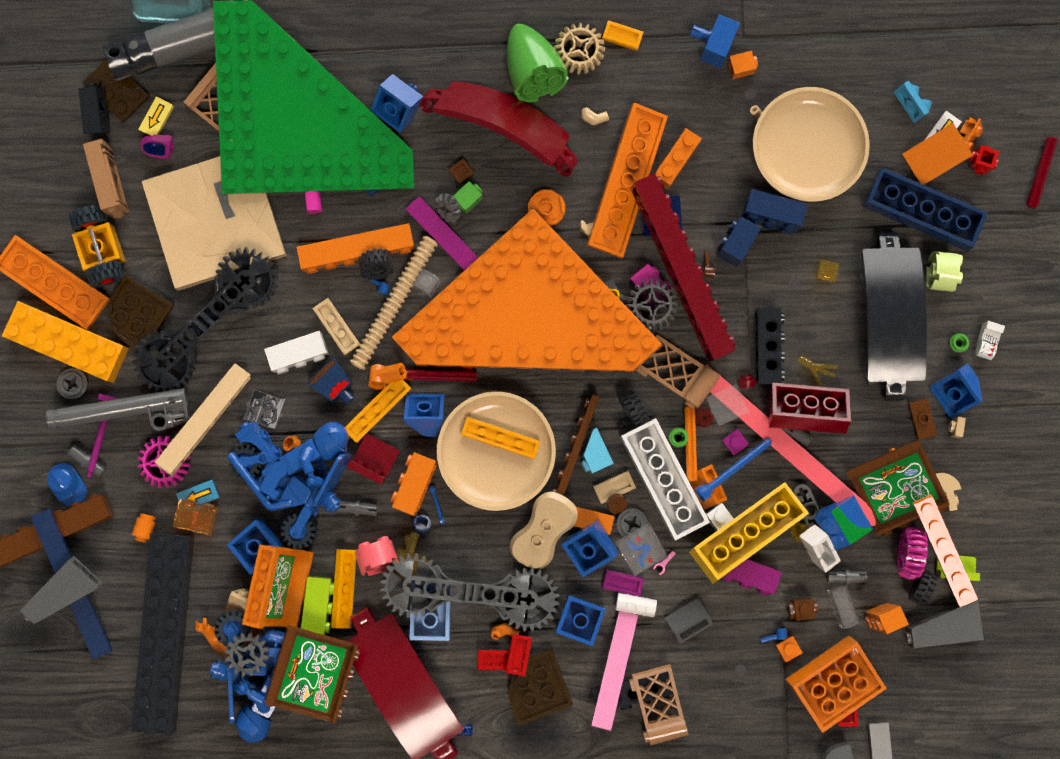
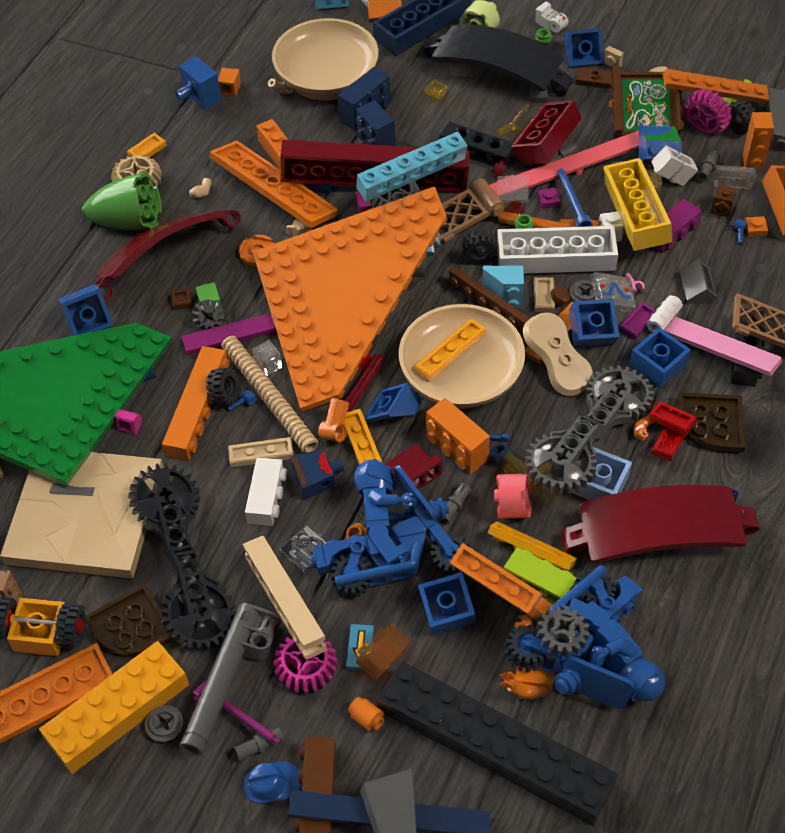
camera: 60 degrees left, 30 degrees down
(237, 600) = (494, 642): tan slope -> none
(311, 674) = (613, 585): panel -> none
(677, 311) = (411, 166): none -> medium azure brick

